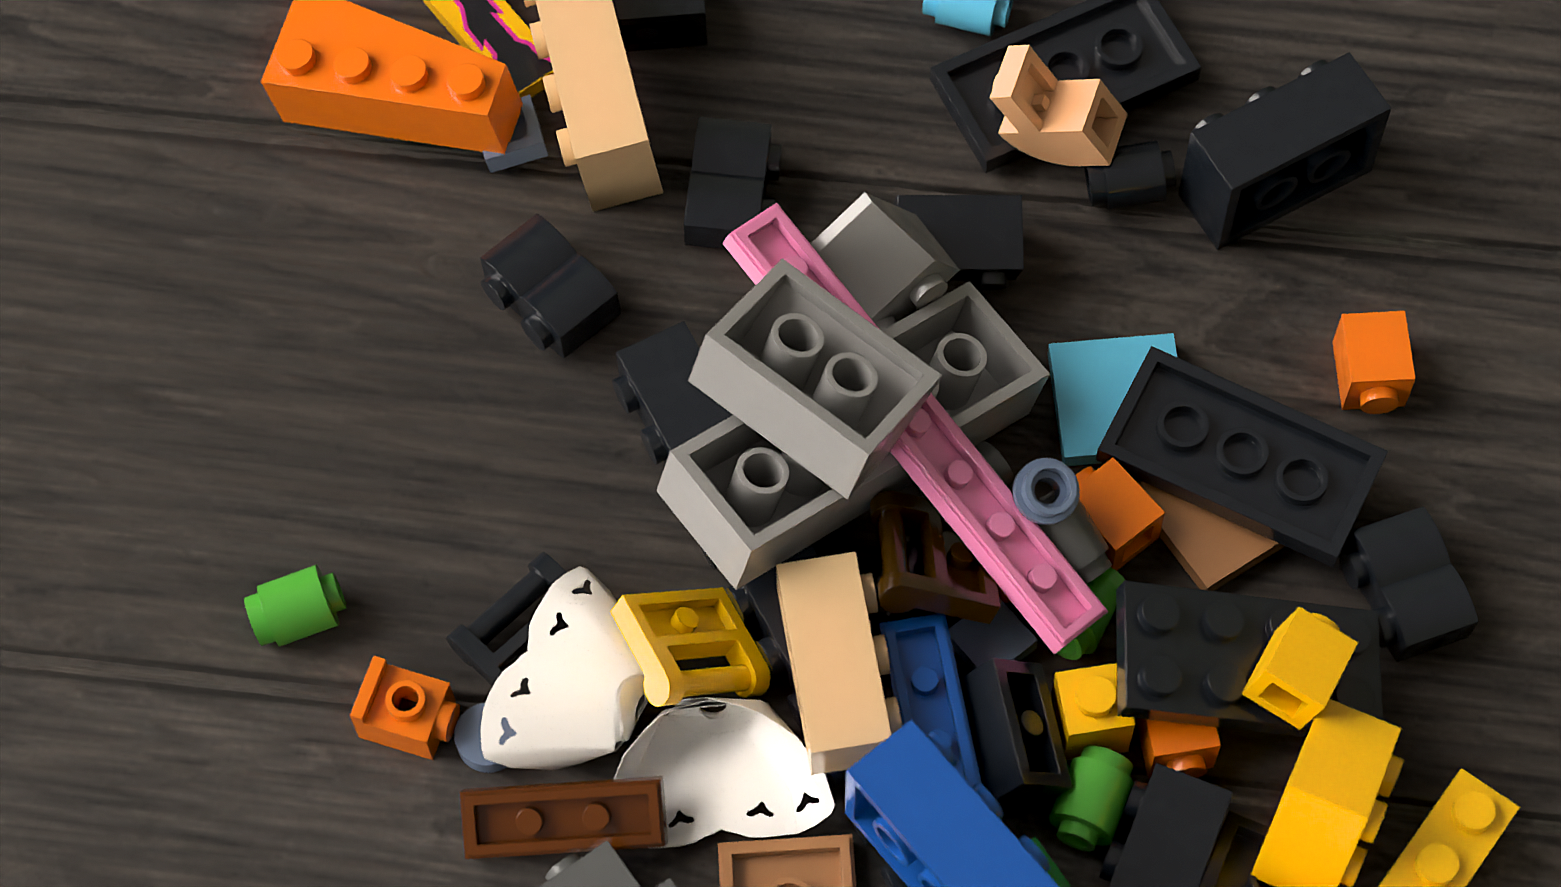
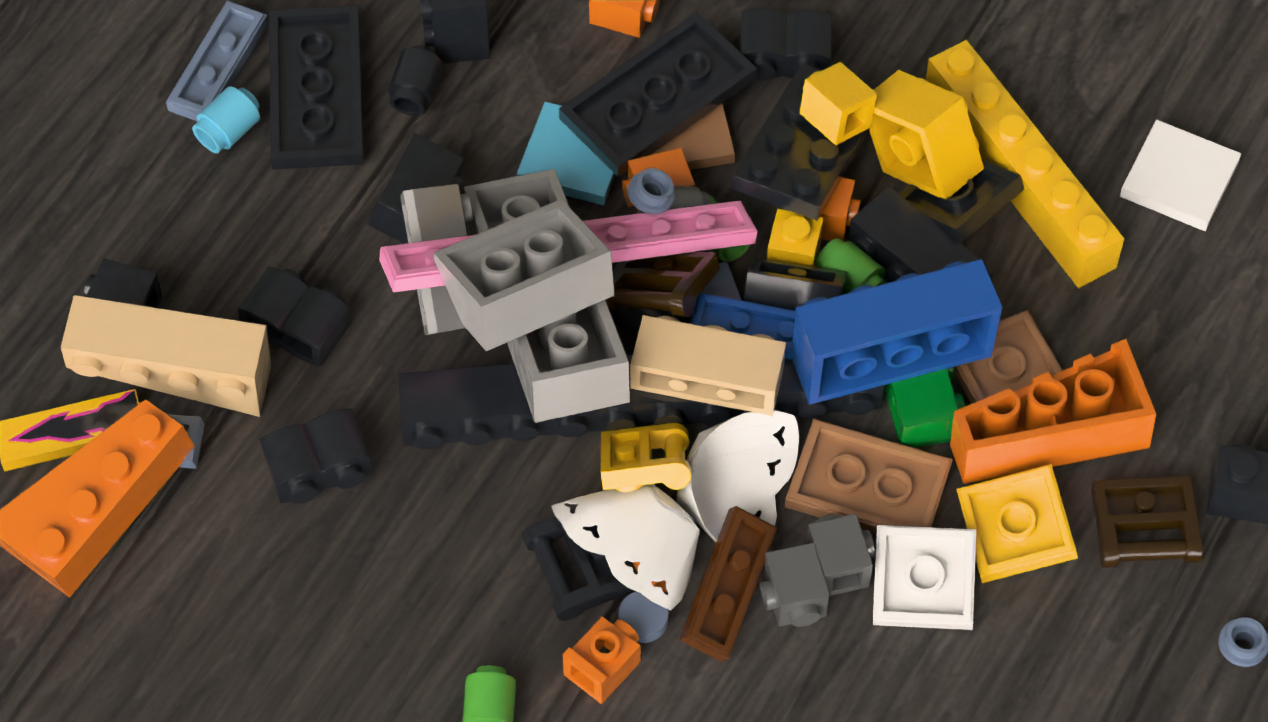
camera: 70 degrees left, 5 degrees down
(1054, 118) = (363, 91): light nougat brick -> none

